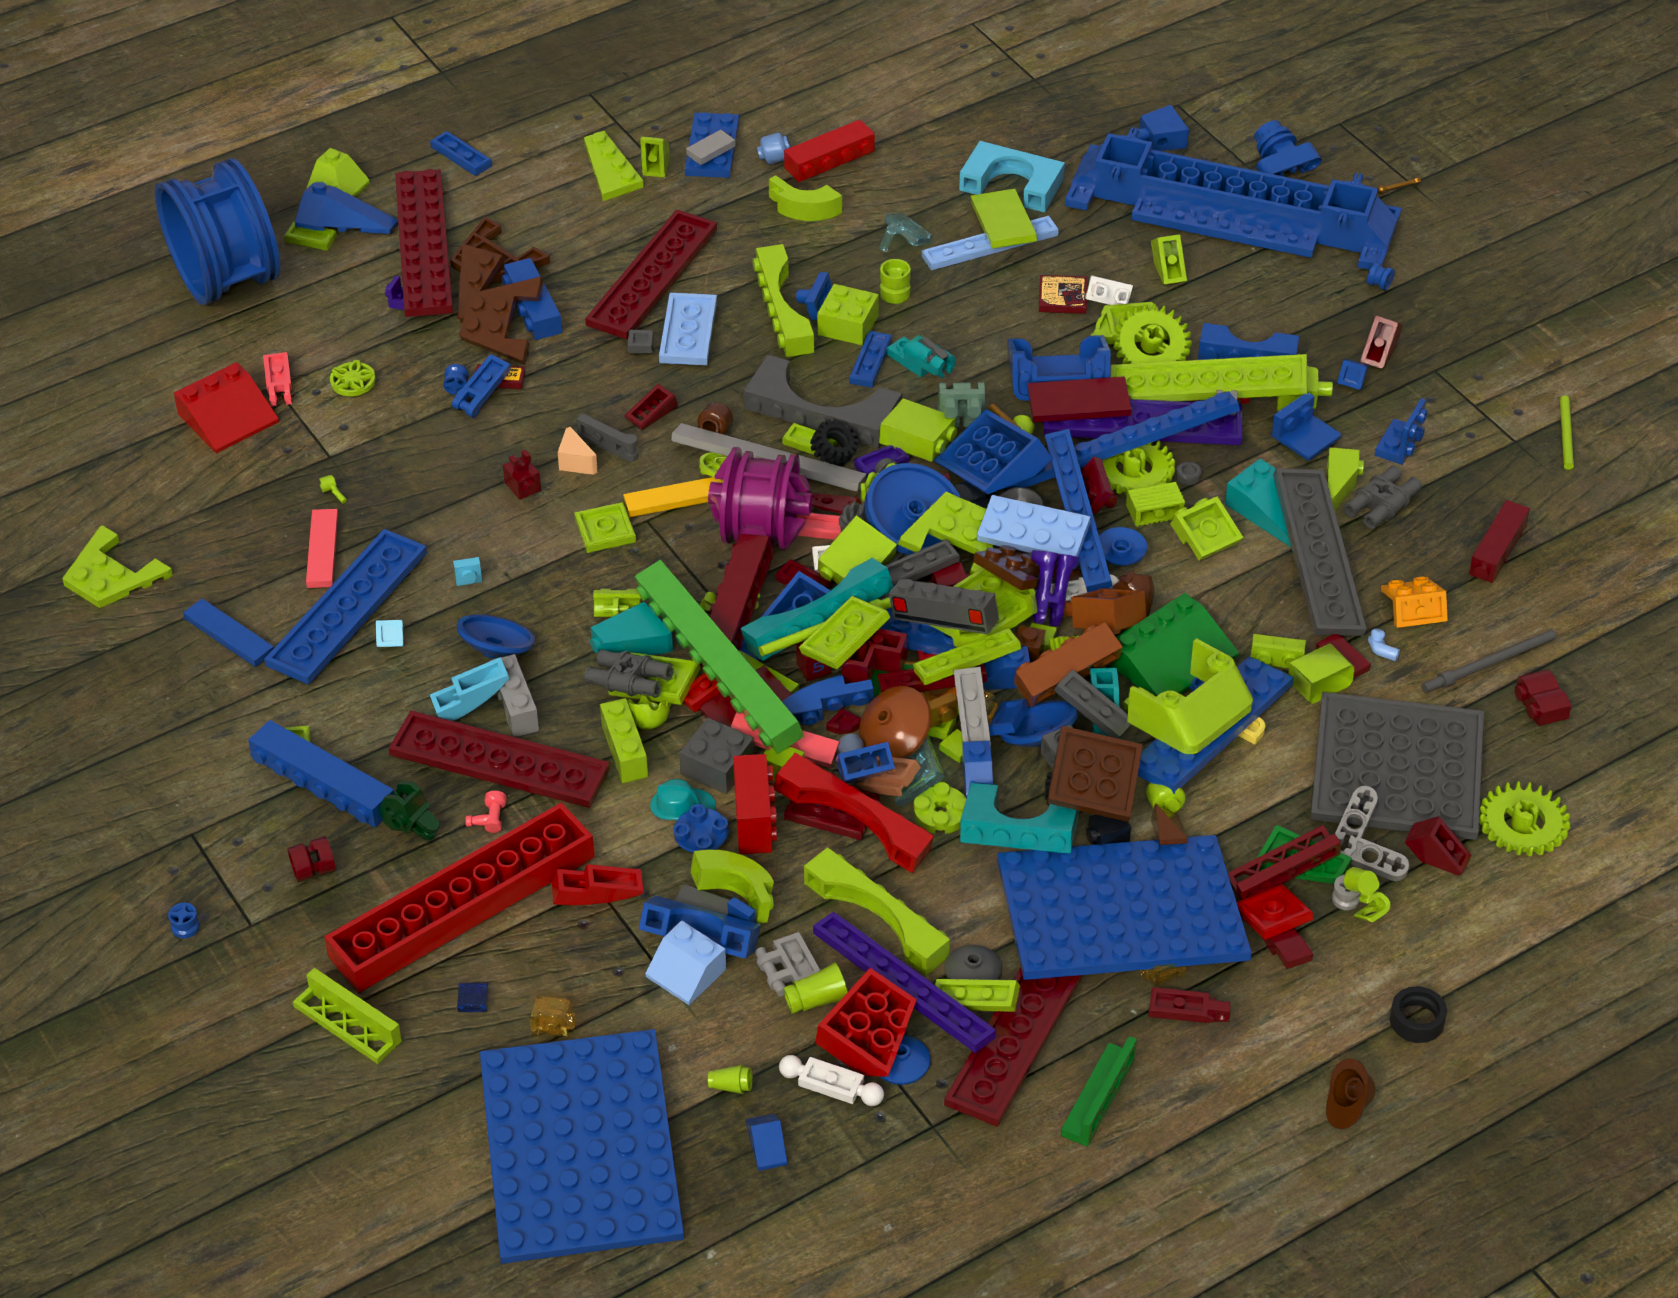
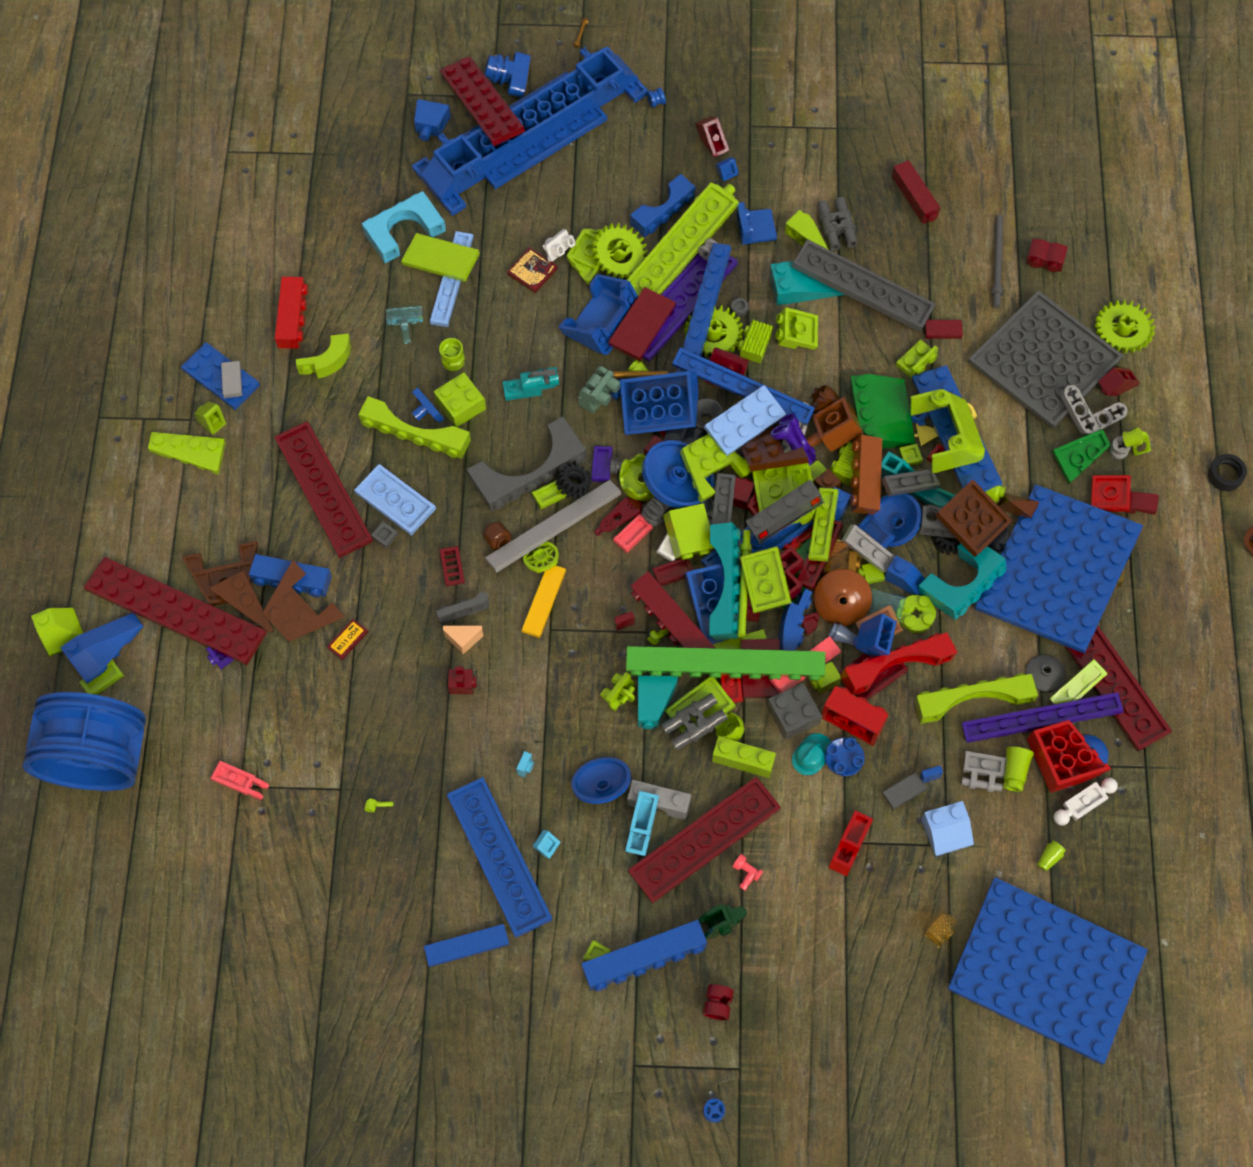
camera: 55 degrees left, 20 degrees up
(104, 579) = (349, 1002): lime wing -> none
(225, 407) = (245, 832): red slope -> none
(322, 548) = (429, 842): coral tile -> none
(352, 378) = (275, 732): lime wheel -> none
(352, 1007) = (859, 1043): lime fence -> none
(455, 378) = (333, 668): blue wheel -> none
(458, 897) = (814, 930): red brick -> none
(461, 153) = (94, 533): blue tile -> none
(472, 997) = (890, 966): clear blue tile -> none
(481, 385) = (354, 655): blue plate -> none
(605, 527) = (540, 658): lime tile -> none
(704, 566) = (624, 620): none -> dark red tile
(734, 934) = (946, 789): blue arch -> none
(735, 873) = (903, 755): lime arch -> none
(760, 497) = (609, 555): magenta wheel -> none
(767, 1141) = (1104, 862): blue slope -> none
(773, 148) = (261, 342): medium blue head -> none
(870, 359) = (505, 412): blue tile -> none
(917, 430) = (598, 427): lime brick -> none
(1099, 1092) = (1181, 664): green fence -> none
(1123, 545) = (781, 376): blue dish -> none
(1169, 259) = (551, 193): lime slope -> none
(1187, 1006) = (1148, 582): dark red hinge -> none
(1214, 144) = (482, 101): none -> dark red plate
(1288, 868) = (1092, 464): dark red fence -> none
(1321, 672) = (953, 349): lime piece -> none
(1379, 646) = (944, 304): light blue arm -> none
(1402, 436) = (799, 180): blue bracket -> none
(1416, 601) = (930, 262): light orange bracket -> none
(1566, 432) = (851, 98): lime bar -> none

